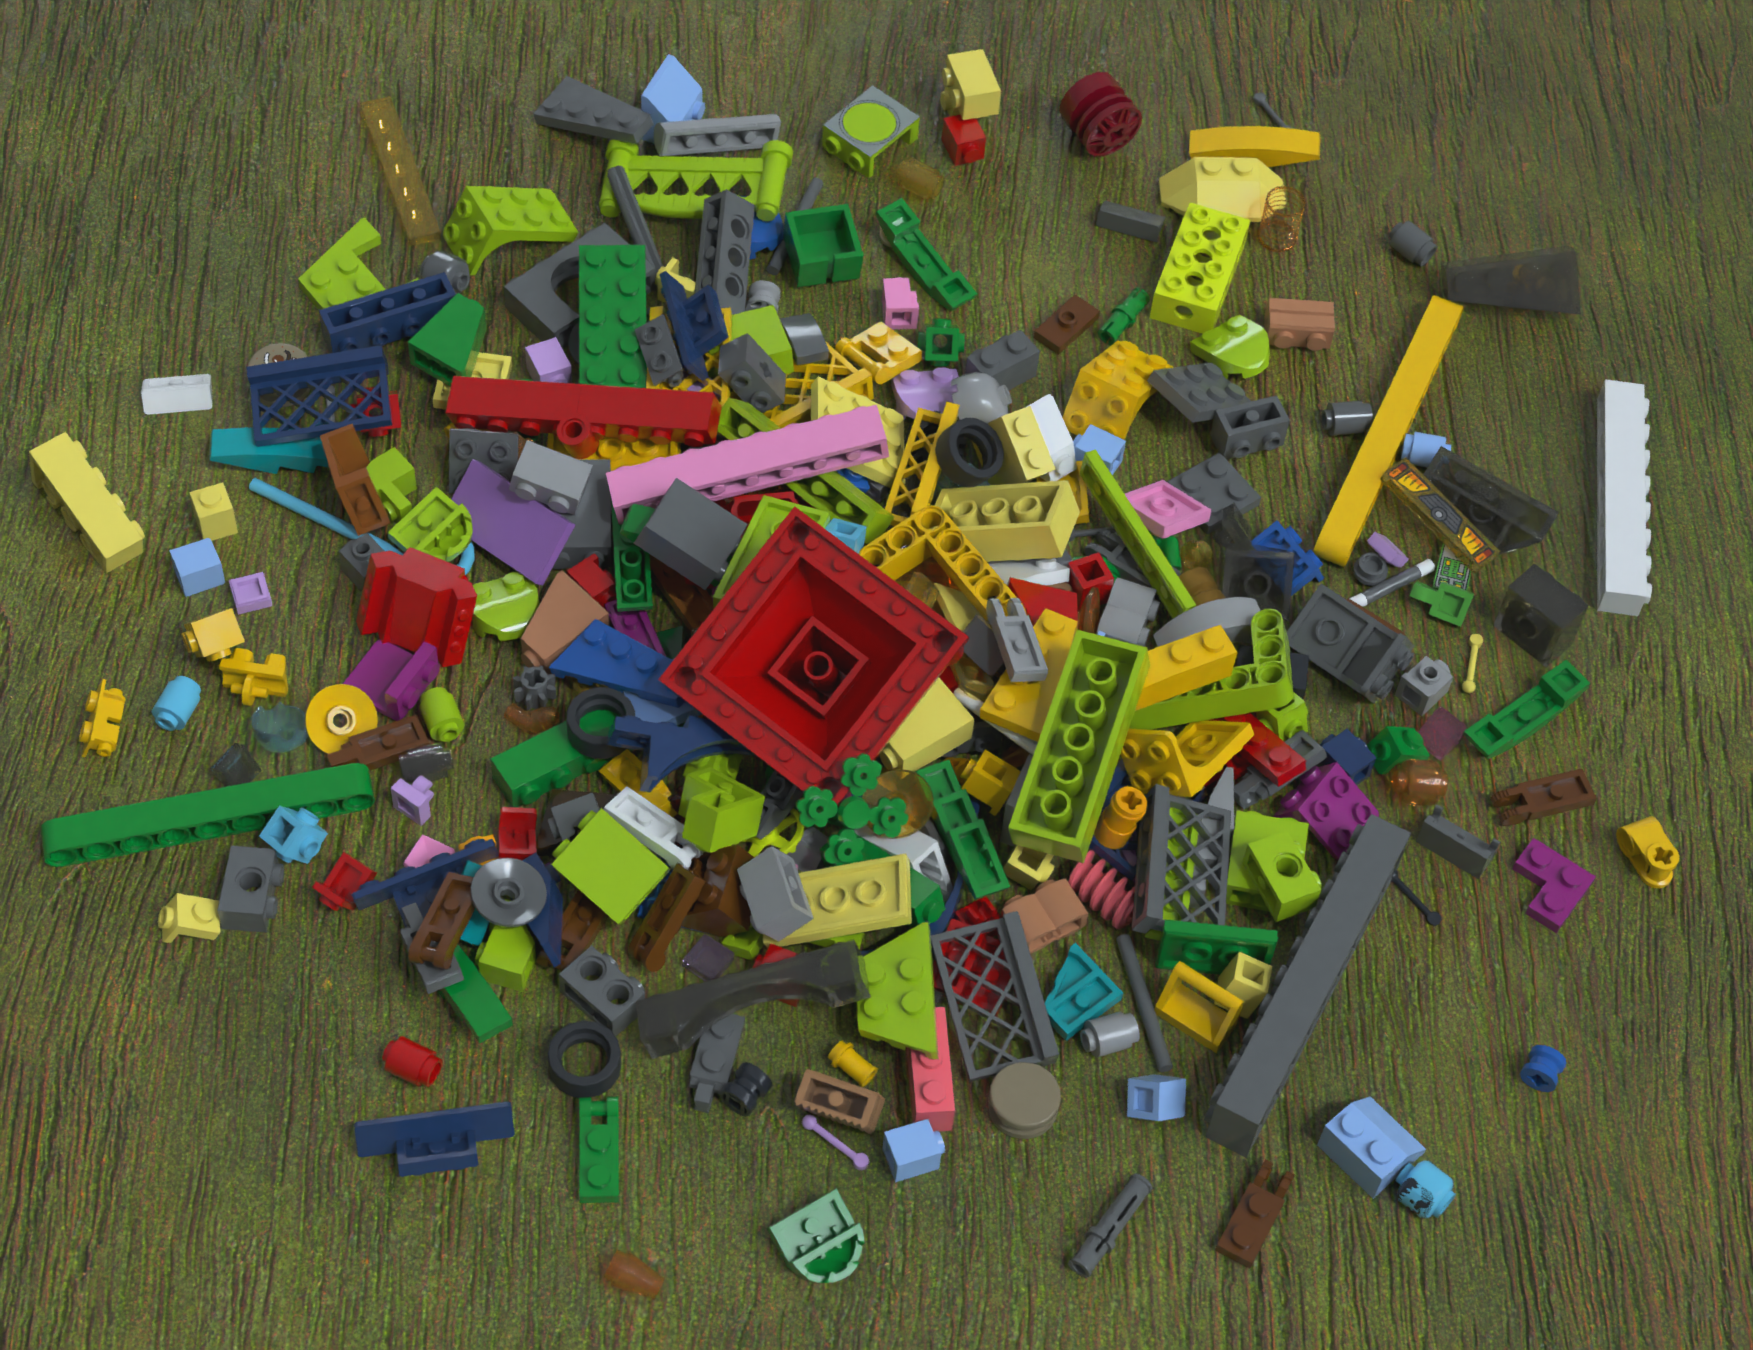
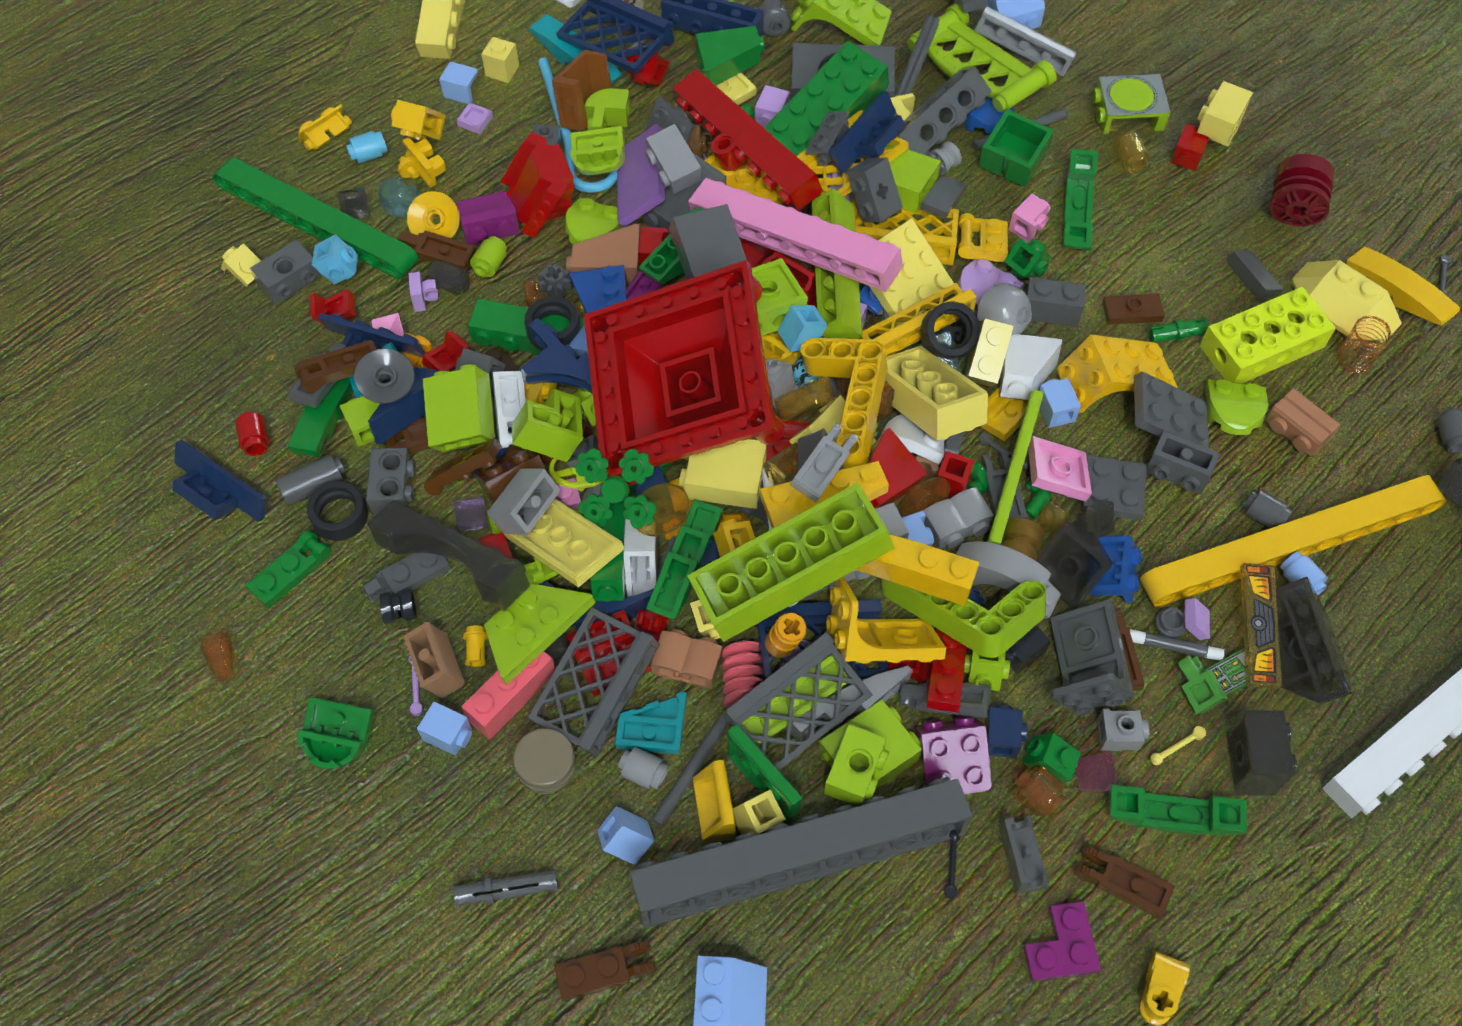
camera: 50 degrees right, 5 degrees up
(523, 1054) = (306, 479): none -> dark grey brick

